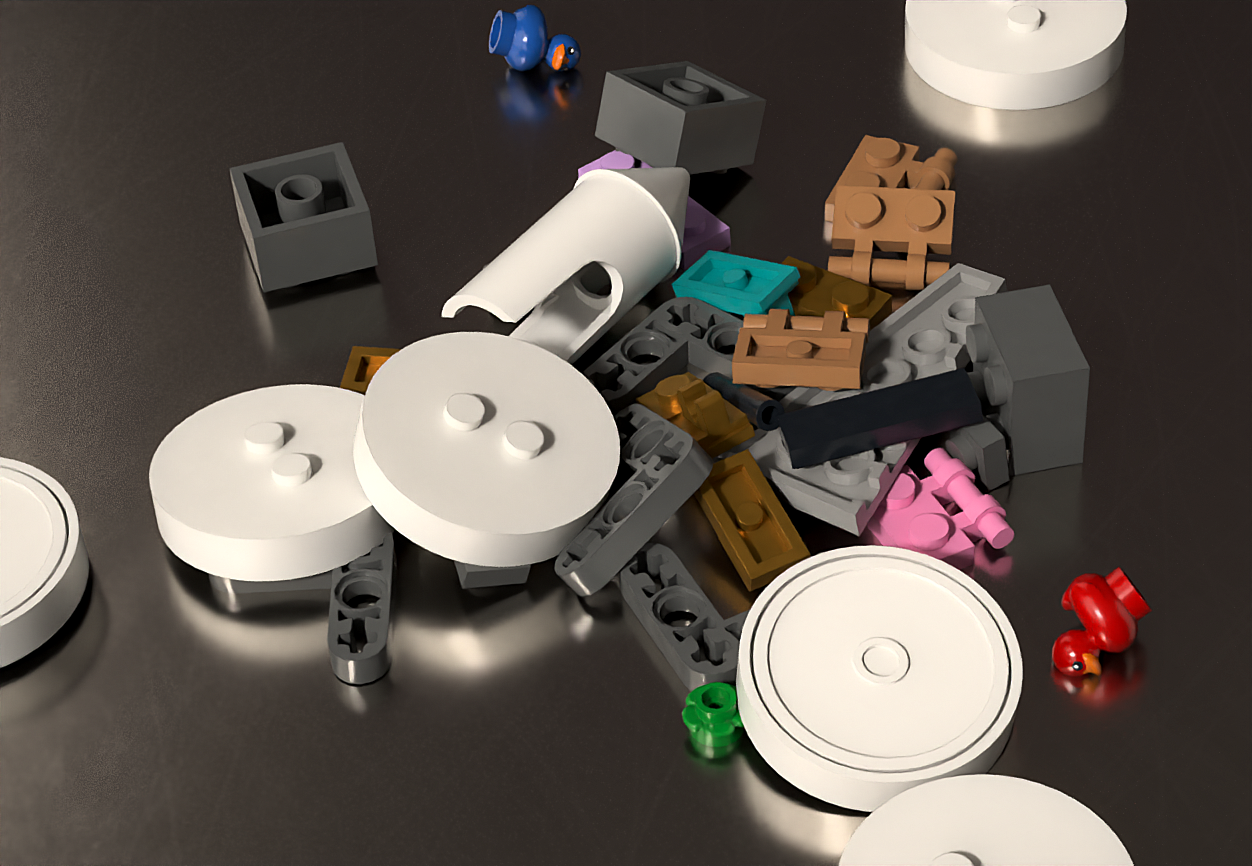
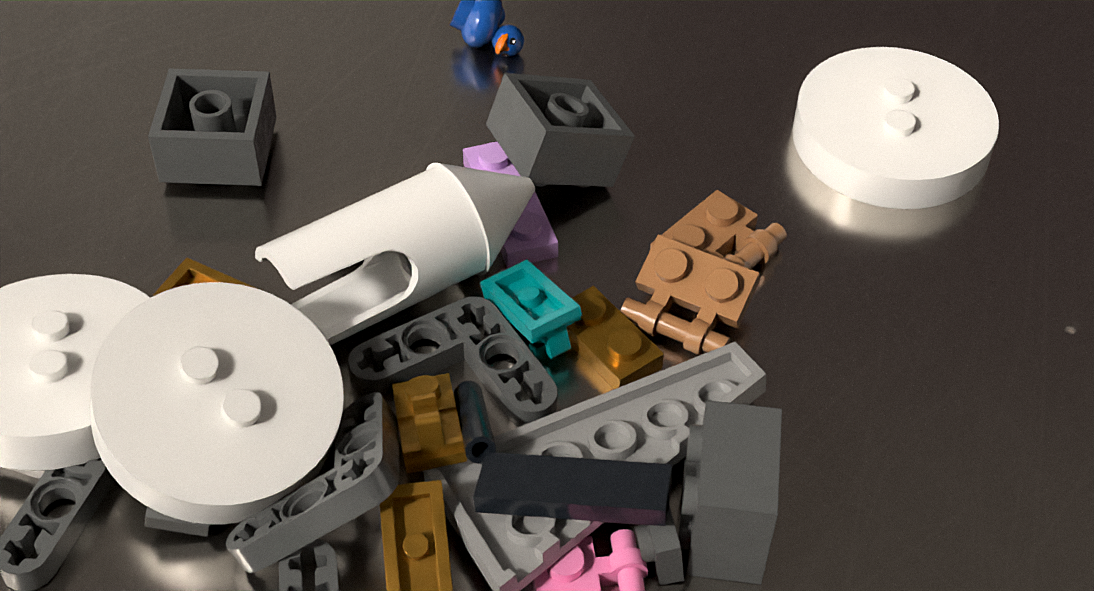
camera: 15 degrees right, 5 degrees up
(801, 350) = (545, 390): medium nougat plate -> none

